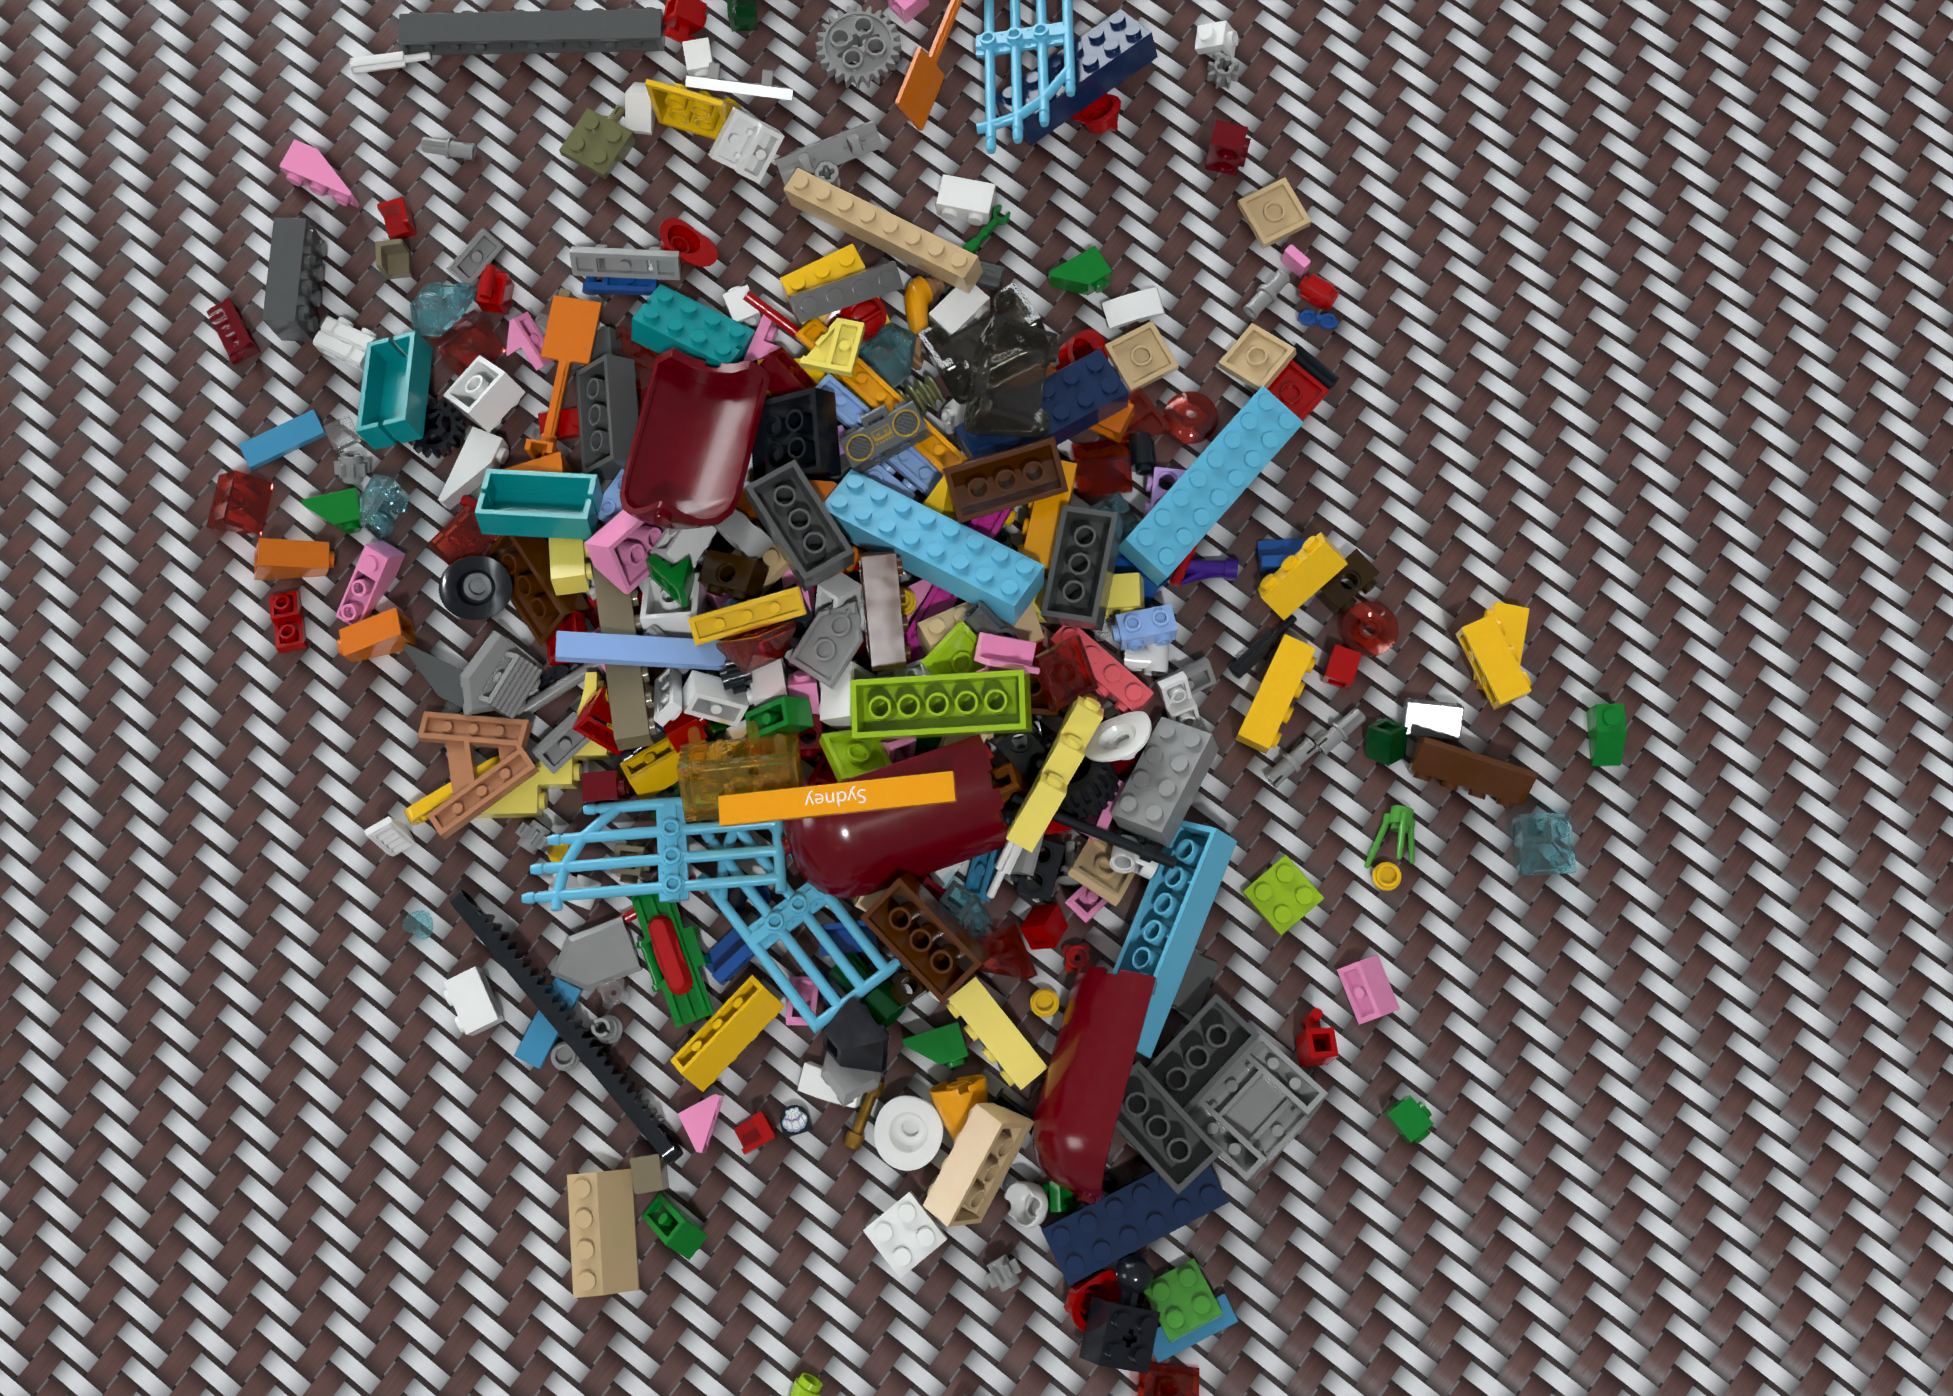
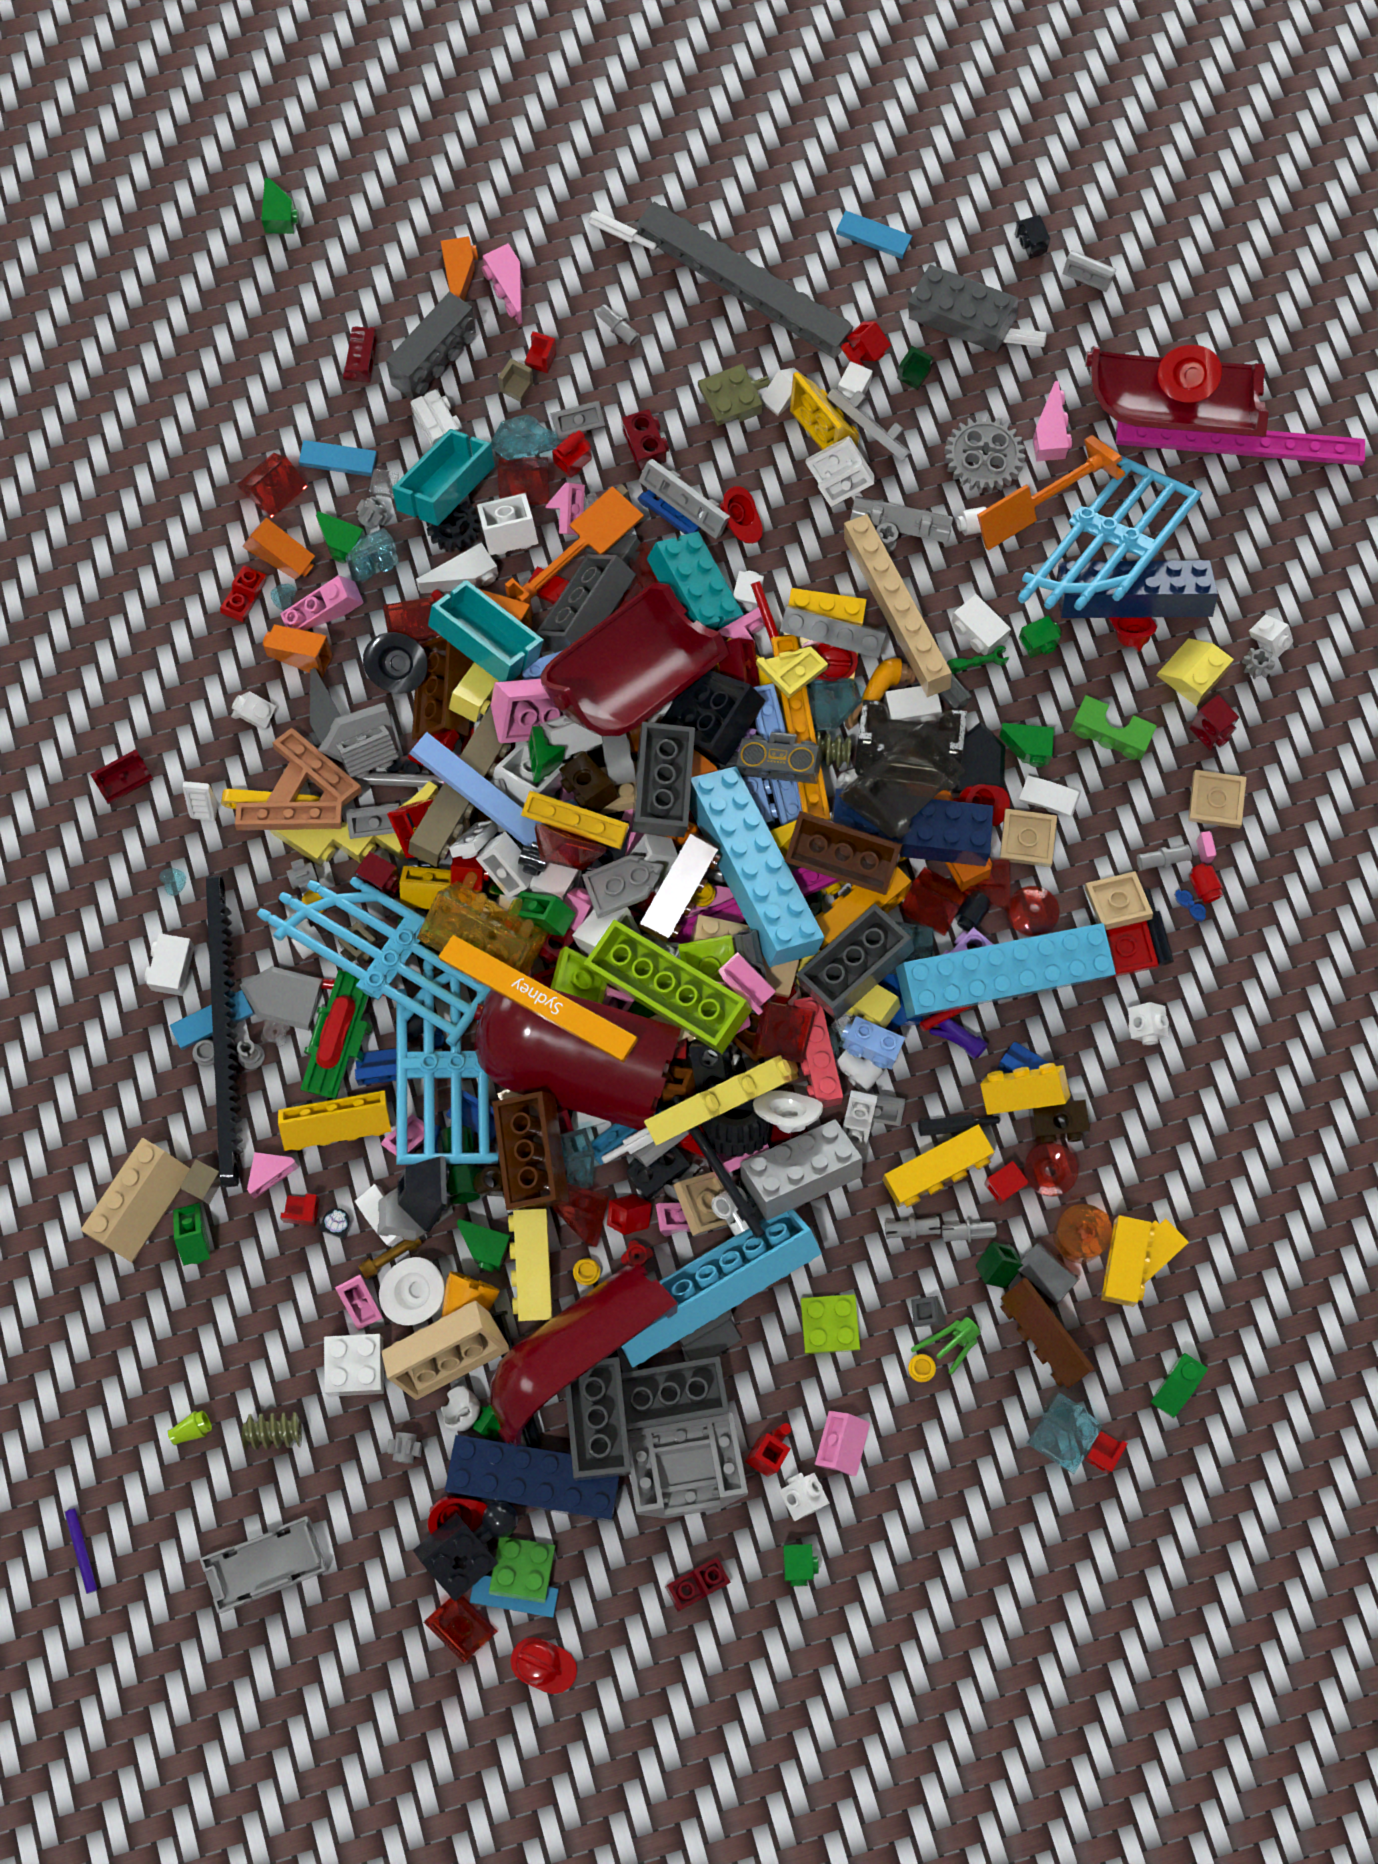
camera: 30 degrees right, 5 degrees down
(55, 250) = (277, 210): none -> green slope
(262, 188) = (459, 264): none -> orange slope
(301, 864) = (121, 776): none -> dark red hinge
(326, 598) = (283, 595): none -> clear light blue piece
(376, 720) = (253, 709): none -> white bracket
(546, 238) = (641, 440): none -> dark red brick
(869, 1176) = (359, 1302): none -> bright pink slope
(877, 1345) = (271, 1431): none -> olive piece
(888, 113) = (968, 521): none -> white brick
(1024, 175) = (1040, 637): none -> green brick
(1056, 312) = (981, 759): none -> black tile
(1112, 651) = (835, 1044): none -> clear light blue piece
(1123, 220) = (1092, 724): none -> bright green arch
(1174, 113) = (1195, 669): none -> light yellow slope
(1259, 1367) = (543, 1665): none -> red piece
(1337, 1200) = (697, 1584): none -> dark red slope
(1355, 825) = (927, 1312): none -> dark grey slope
(1359, 445) = (1148, 1023): none -> white brick
(1372, 1058) = (803, 1495): none -> white brick
(1440, 649) = (1069, 1241): none -> clear orange brick
(1590, 835) = (1105, 1452): none -> red panel

